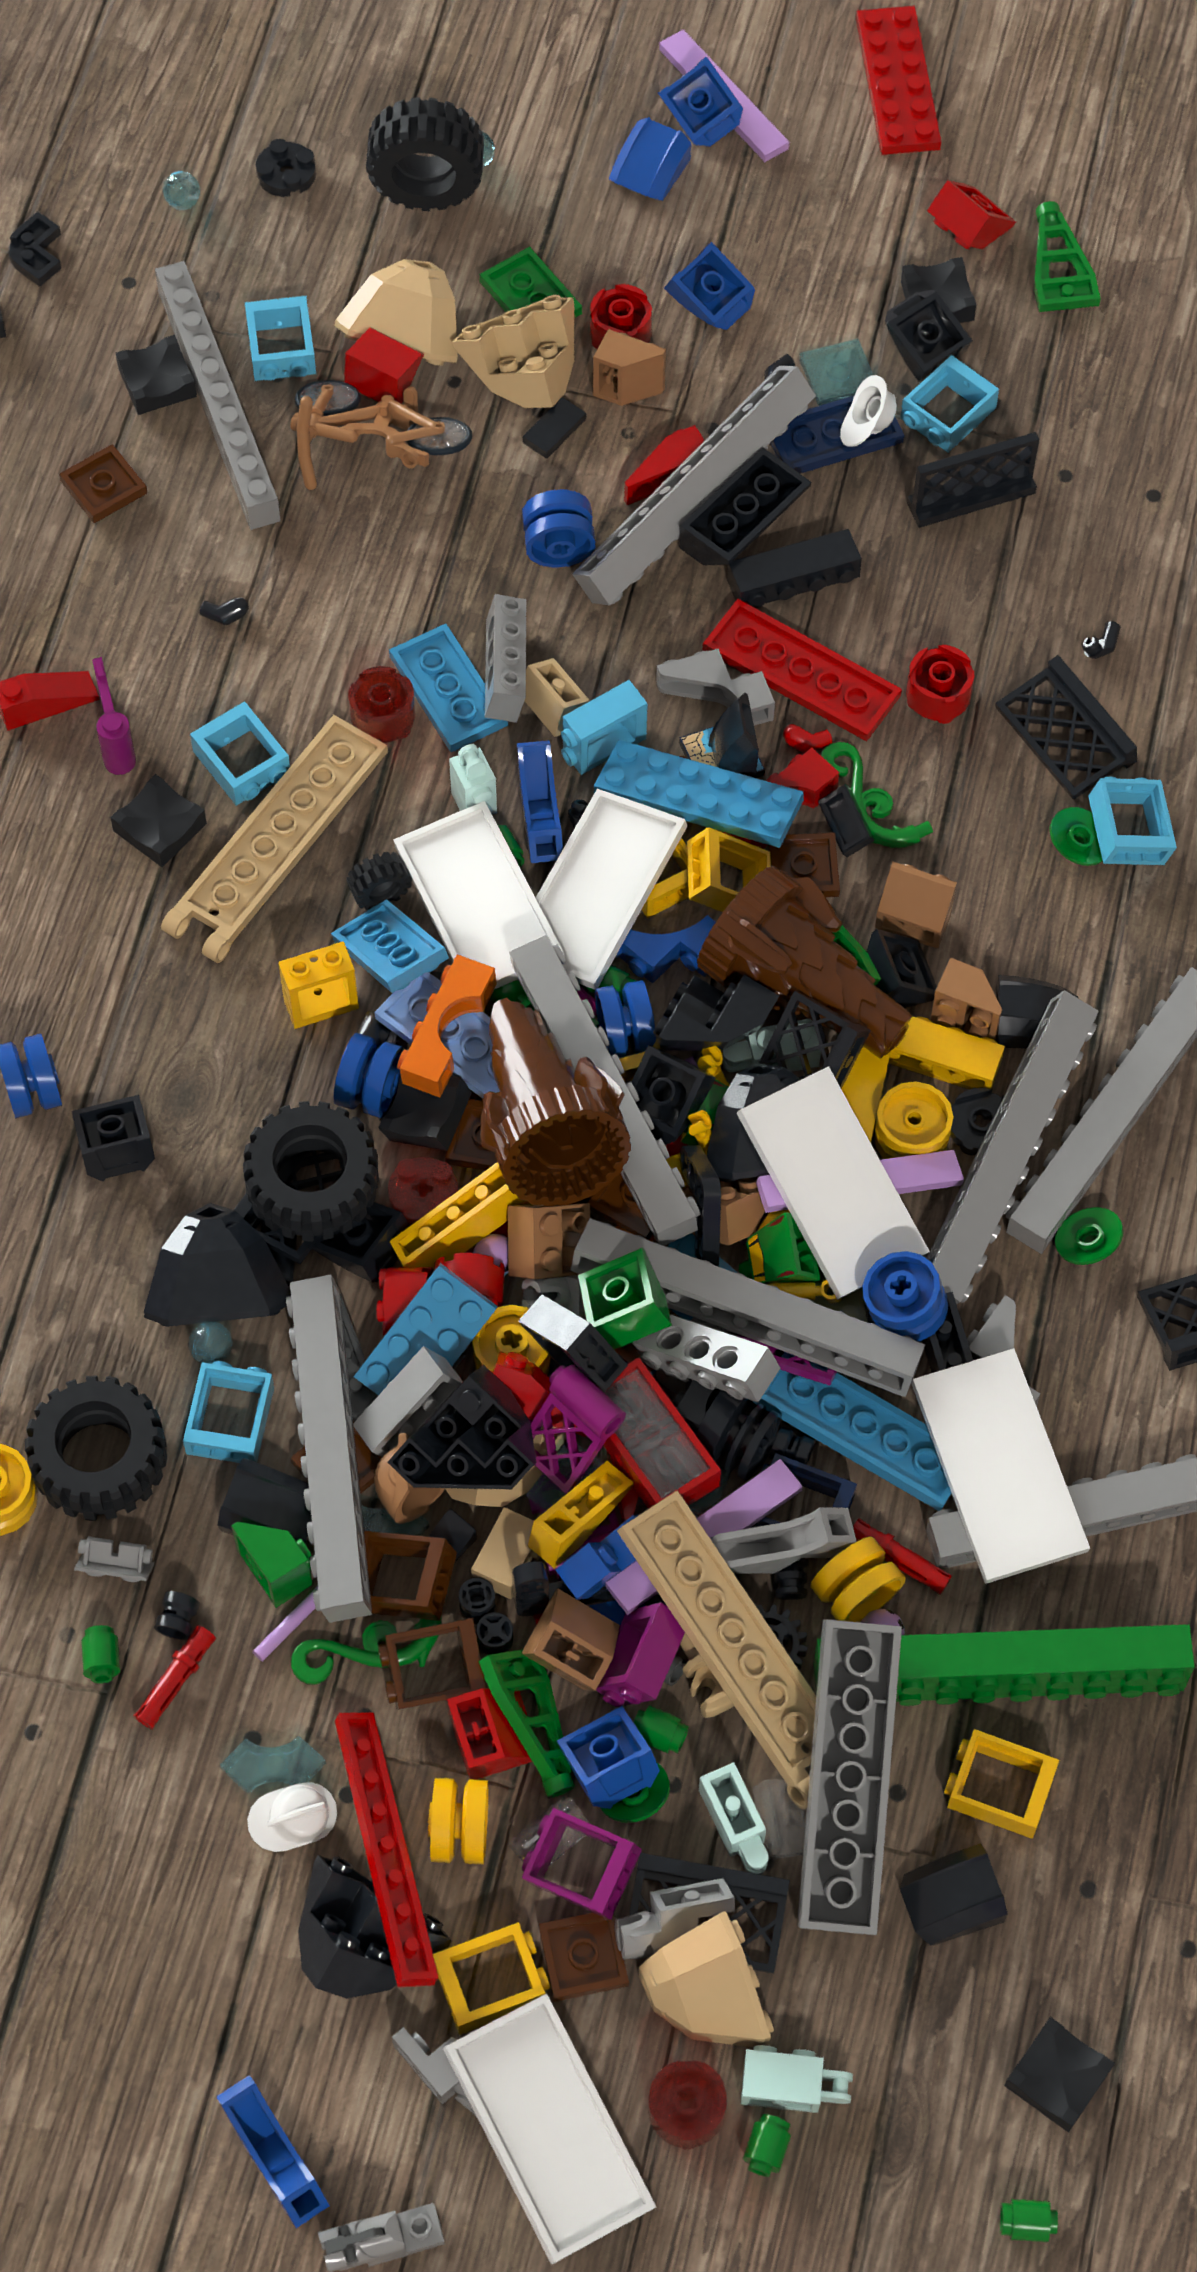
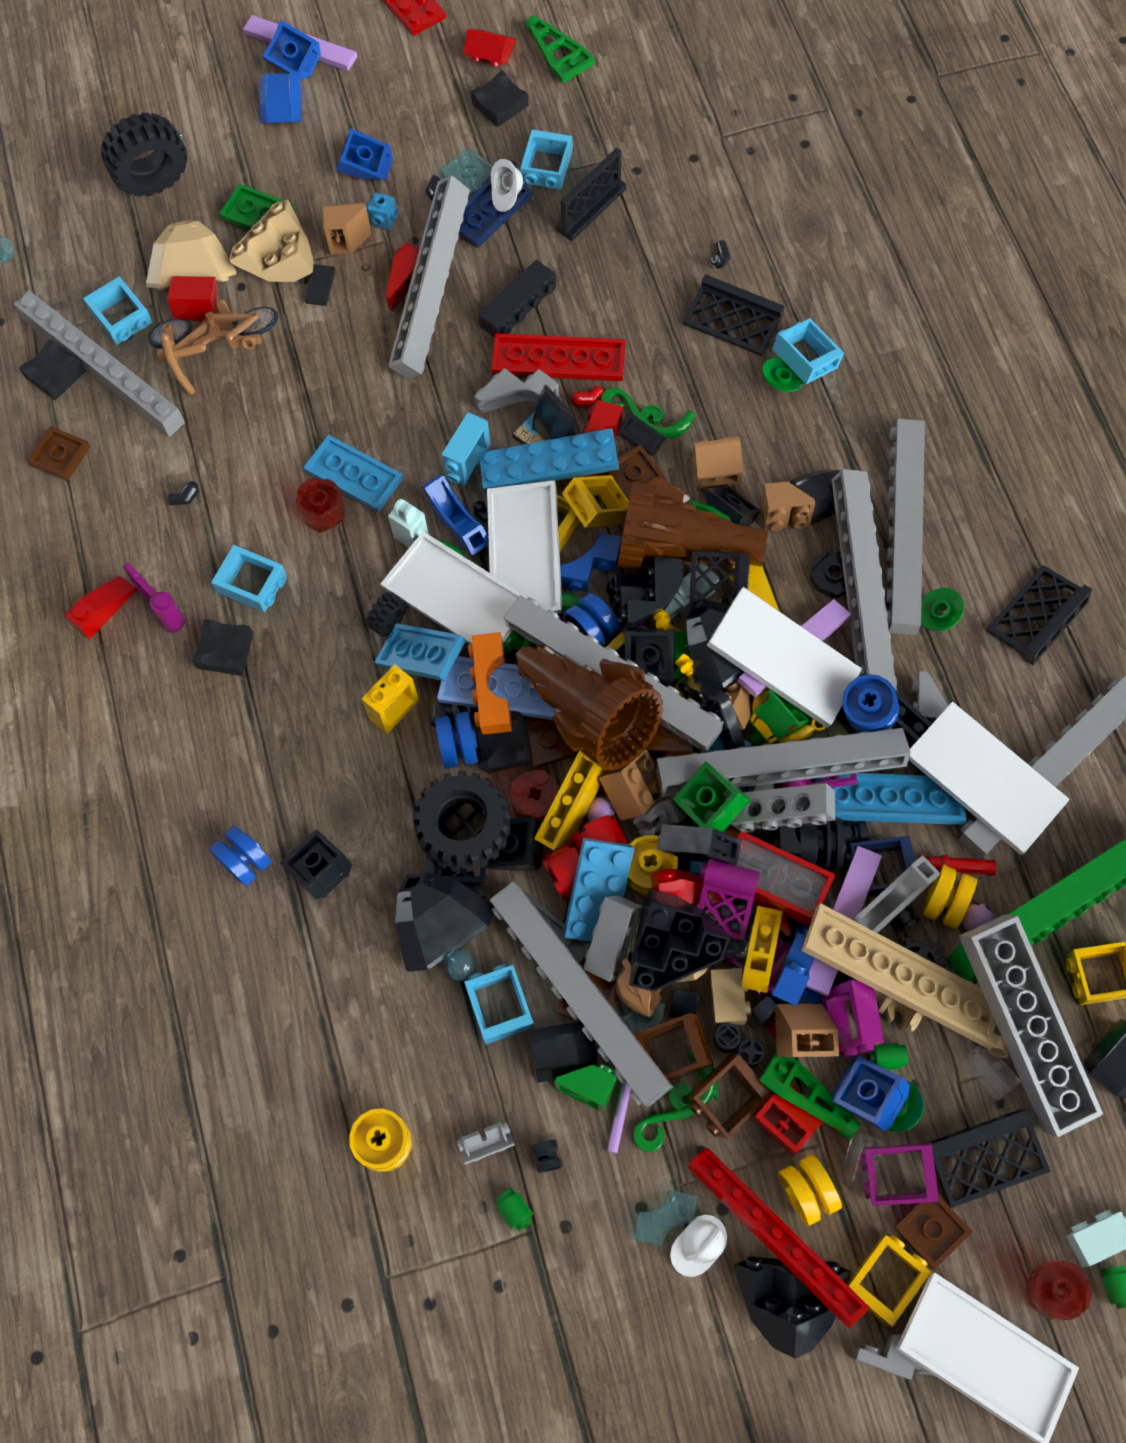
camera: 25 degrees left, 5 degrees up
(89, 1405) = (405, 1051): black tyre -> none
(182, 1666) = (569, 1204): red pin -> none
(276, 835) = (303, 618): tan hinge -> none
(285, 154) = (50, 199): black plate -> none
(505, 658) = (379, 437): light grey brick -> none
(552, 694) = (422, 446): tan brick -> none
(558, 528) = (363, 342): blue wheel -> none
(622, 311) = (320, 193): red brick -> none
(671, 1916) = (978, 1176): light grey plate -> none
(690, 370) = (382, 211): none -> dark azure brick
(707, 1986) = (1025, 1207): tan brick -> none
(735, 1816) = (970, 1087): light aqua brick -> none
(741, 509) = (467, 279): black slope -> none
(912, 1121) = (800, 594): yellow wheel -> none
(926, 332) = (509, 122): black slope -> none
(940, 683) = (646, 324): red brick -> none
(948, 1054) = (795, 543): yellow brick -> none

